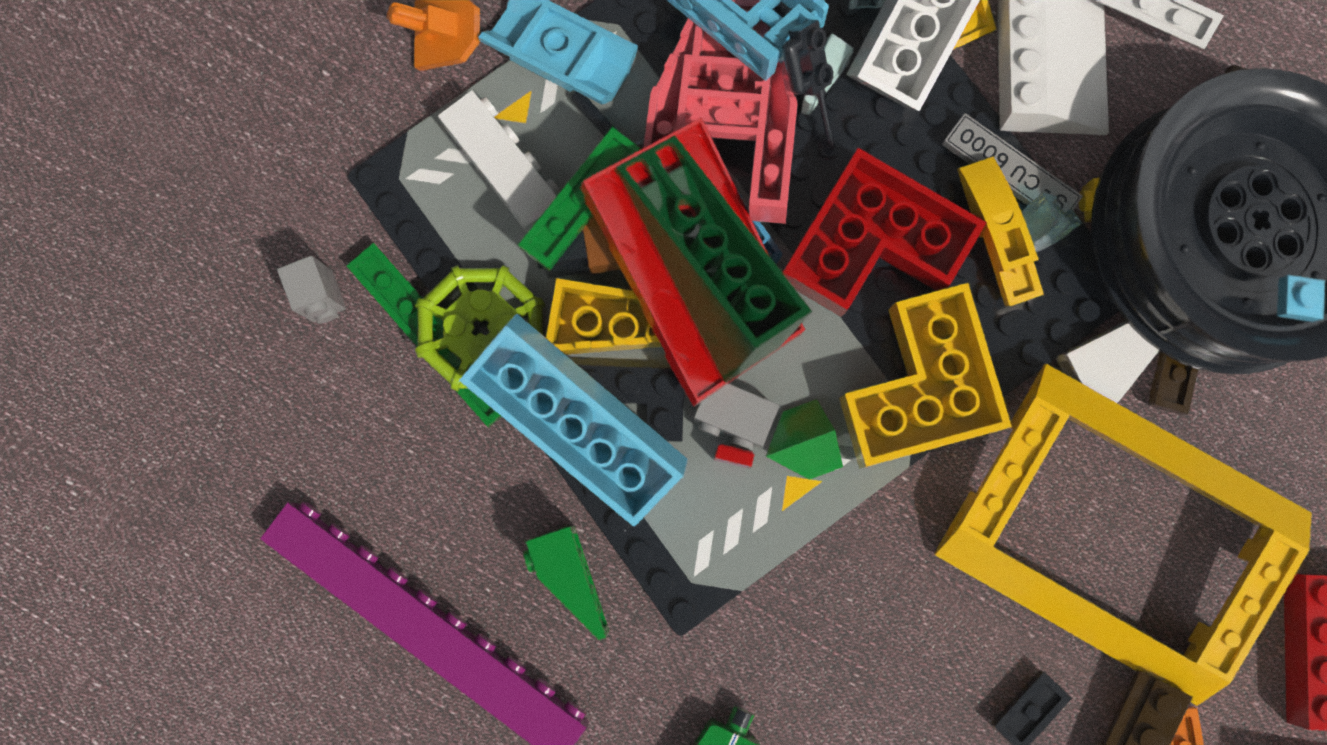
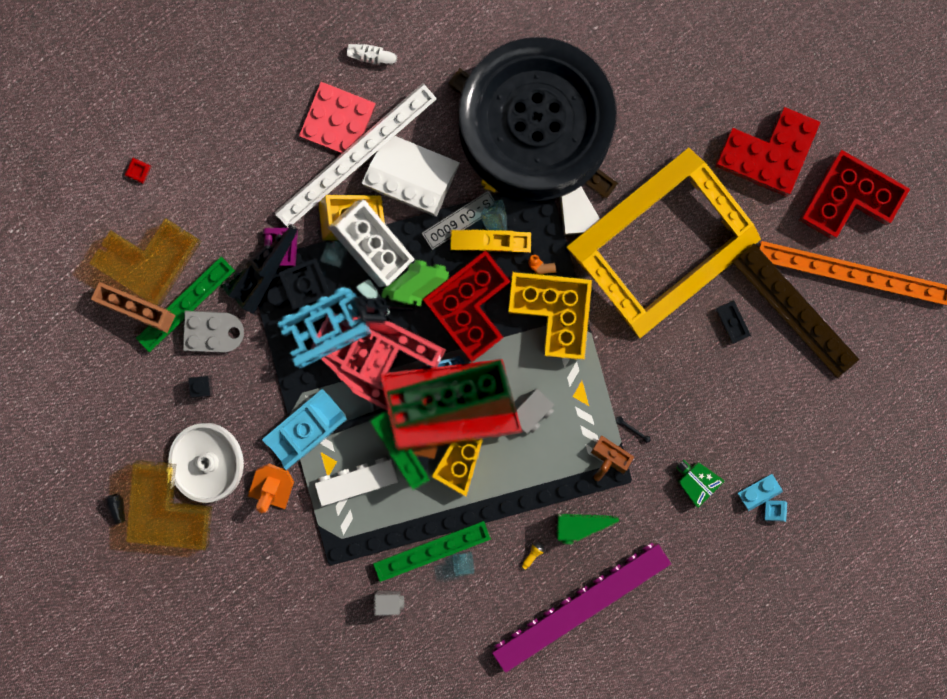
camera: 75 degrees left, 5 degrees up
(427, 396) = (463, 563): none -> clear light blue brick
(466, 310) = (429, 518): lime plate -> none
(498, 514) = (536, 550): none -> yellow piece
(575, 420) = (507, 493): medium azure brick -> none
(650, 387) = (492, 471): black plate -> none
(710, 584) = (612, 456): none -> dark orange plate
(734, 456) = (553, 420): red tile -> none
(777, 575) = (619, 420): none -> black hinge
(806, 441) = (559, 382): green slope -> none
(878, 127) = (416, 283): none -> bright green brick
(992, 325) = (539, 267): none -> arm
(1300, 298) = (584, 122): medium azure plate -> none

